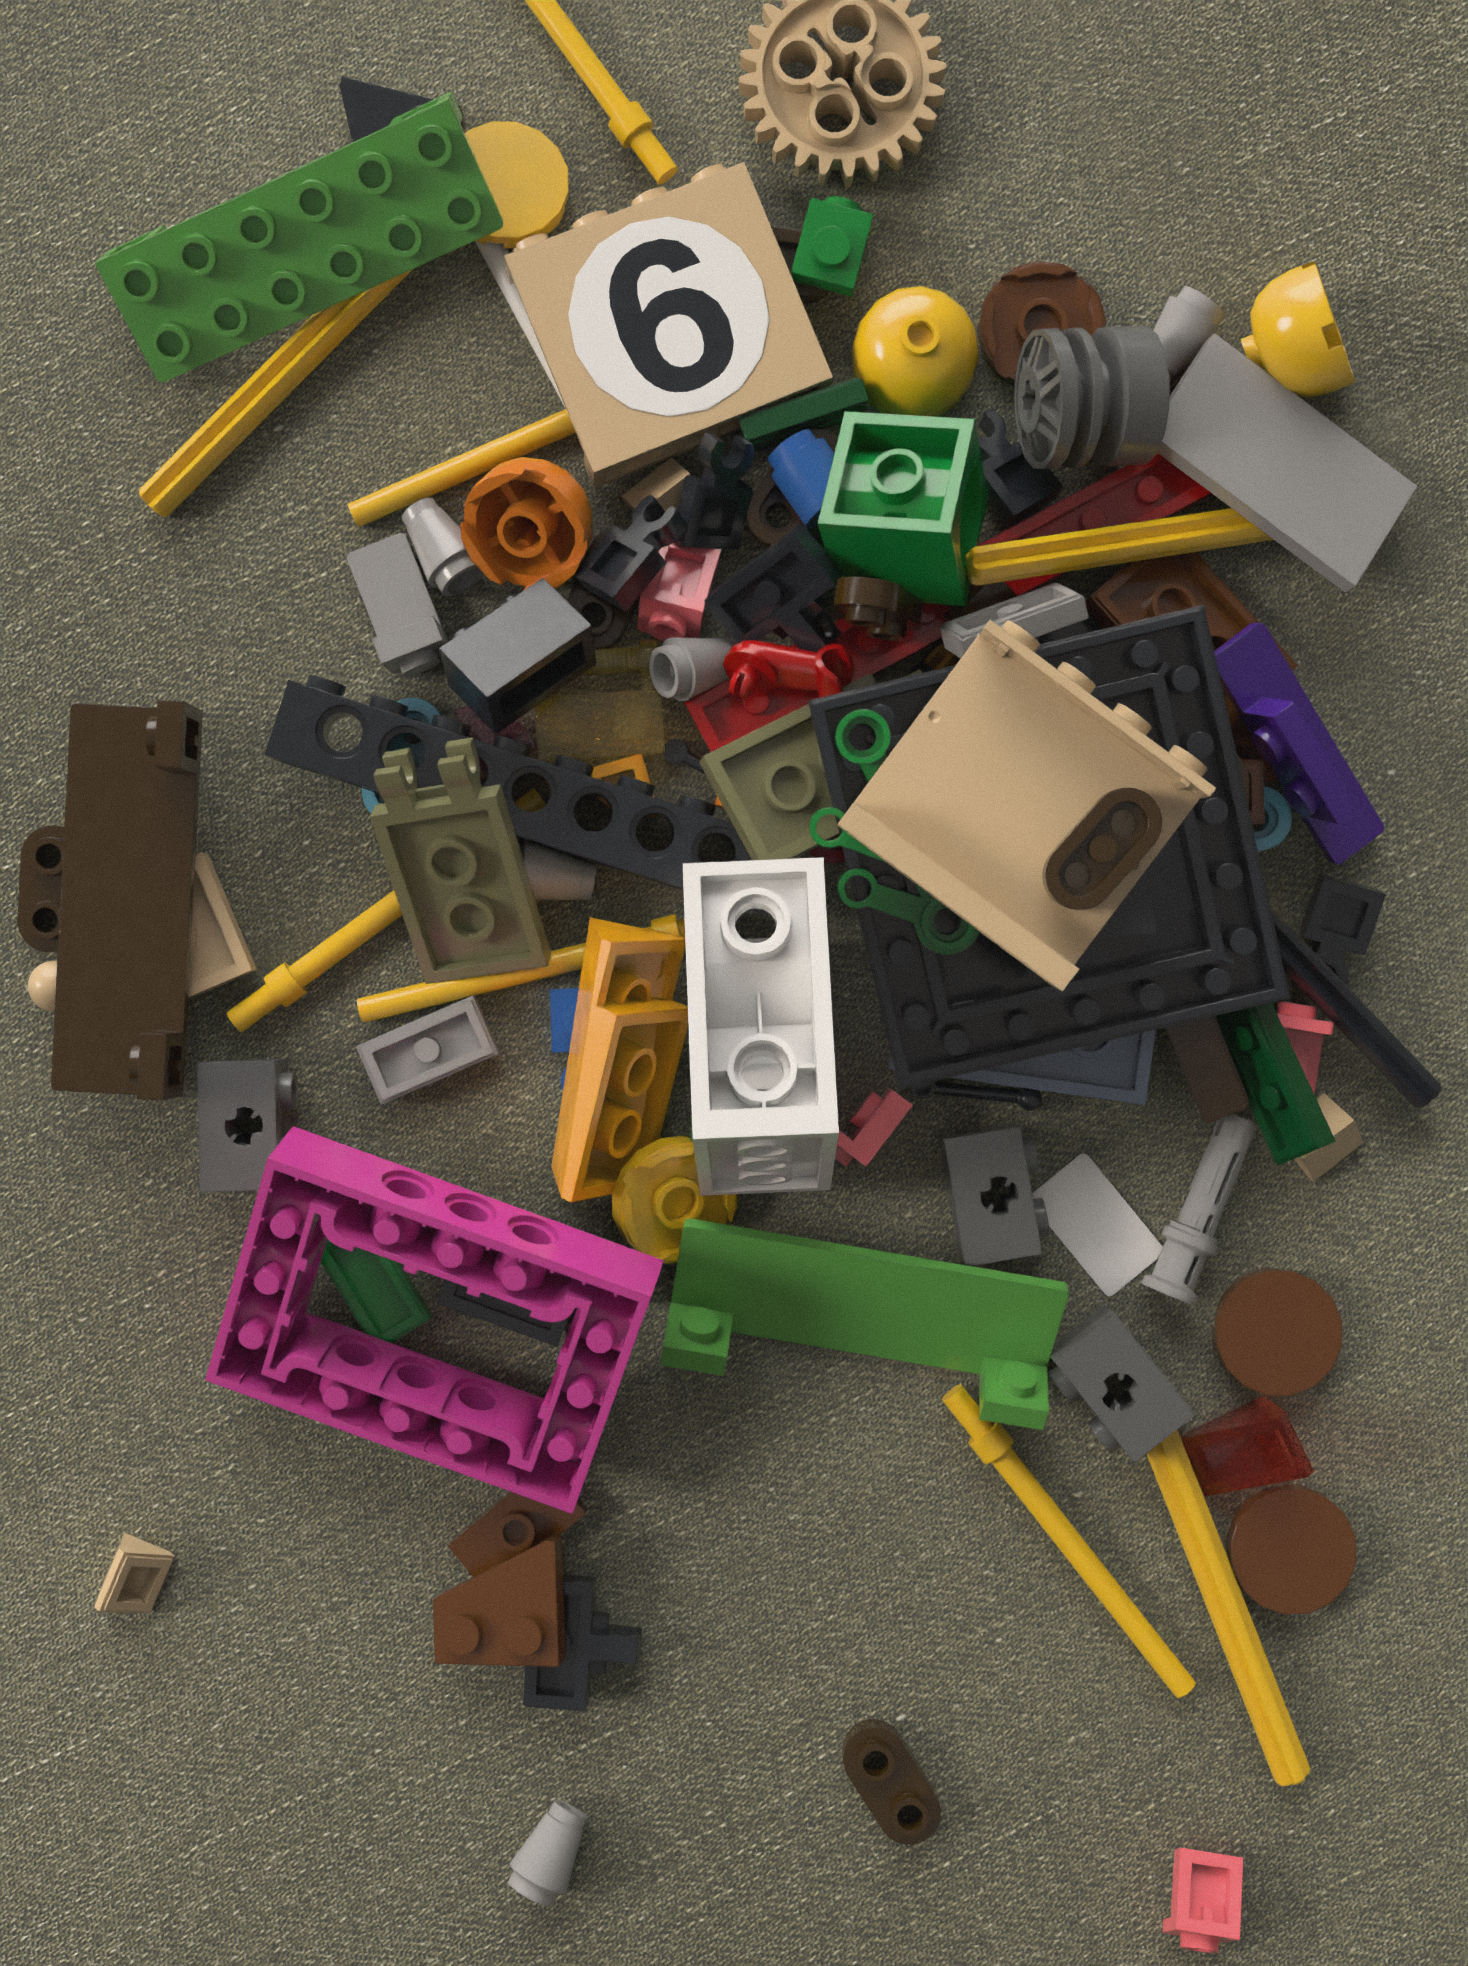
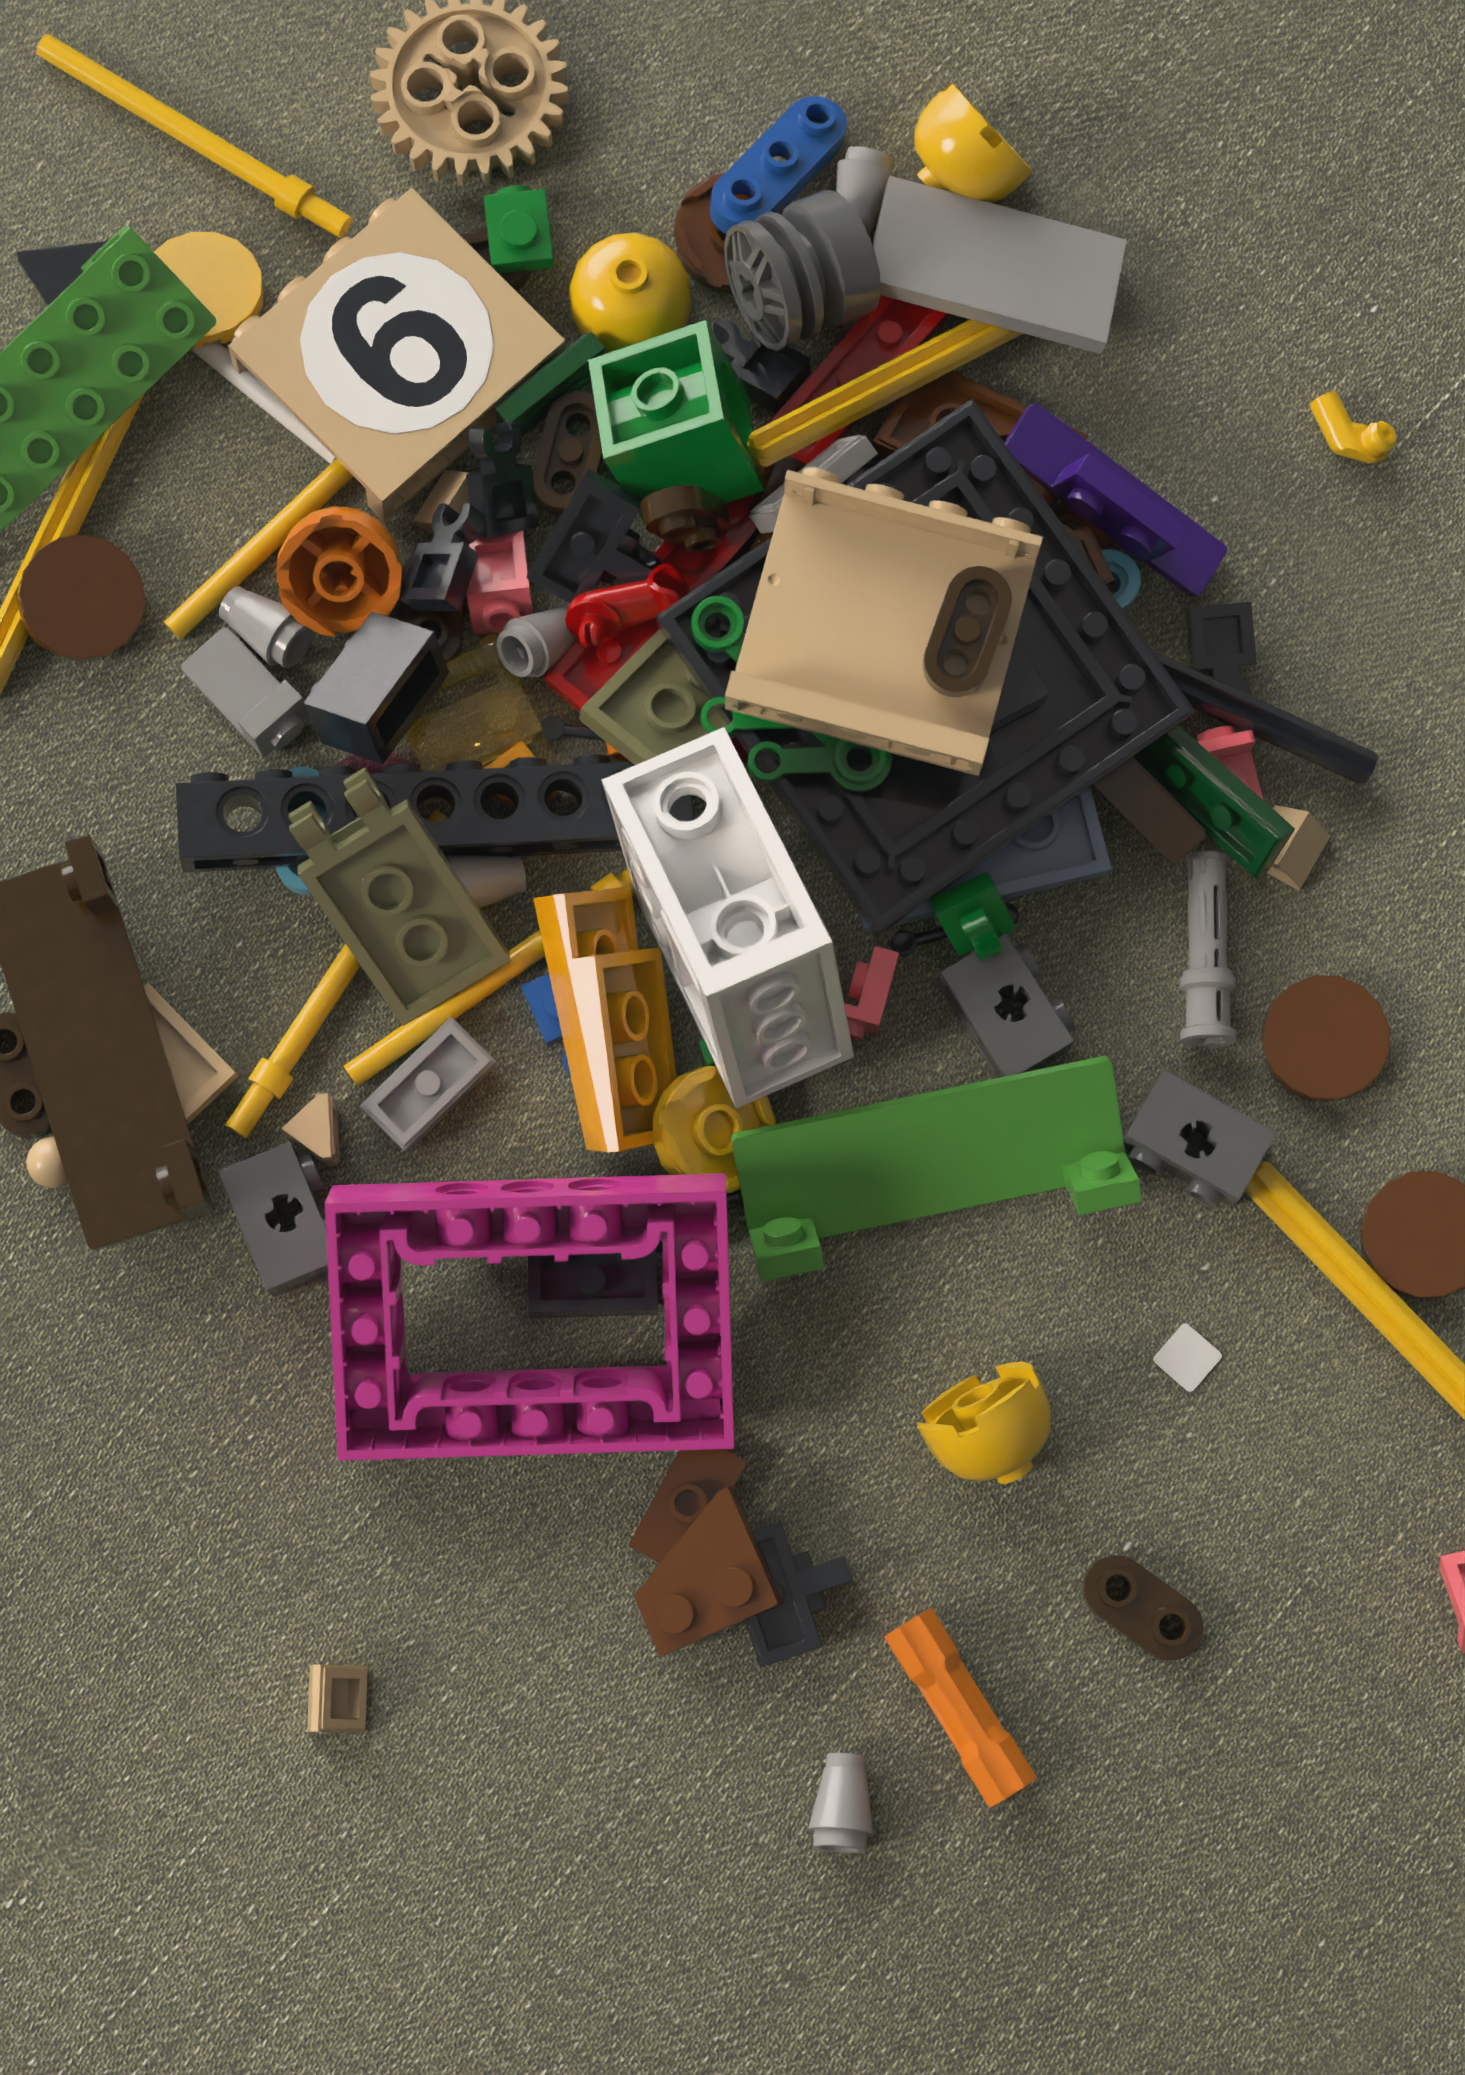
camera: 20 degrees left, 10 degrees down
(275, 451) = (80, 597): none -> reddish brown tile
(308, 1055) = (317, 1129): none -> tan slope
(376, 1292) = (458, 1322): green tile -> none
(690, 1811) = (960, 1707): none -> orange axle
(802, 473) = (572, 432): blue brick -> none
(818, 1570) = (989, 1426): none -> yellow cylinder
(993, 1446) = (1105, 1246): yellow bar -> none
(997, 1101) = (974, 916): none -> green tile
(1026, 1570) = (1187, 1357): none -> white sticker
(1097, 1225) = (1120, 1008): white sticker -> none
(1098, 294) = (776, 183): none -> blue plate
(1246, 1449) = (1341, 1154): clear red slope -> none

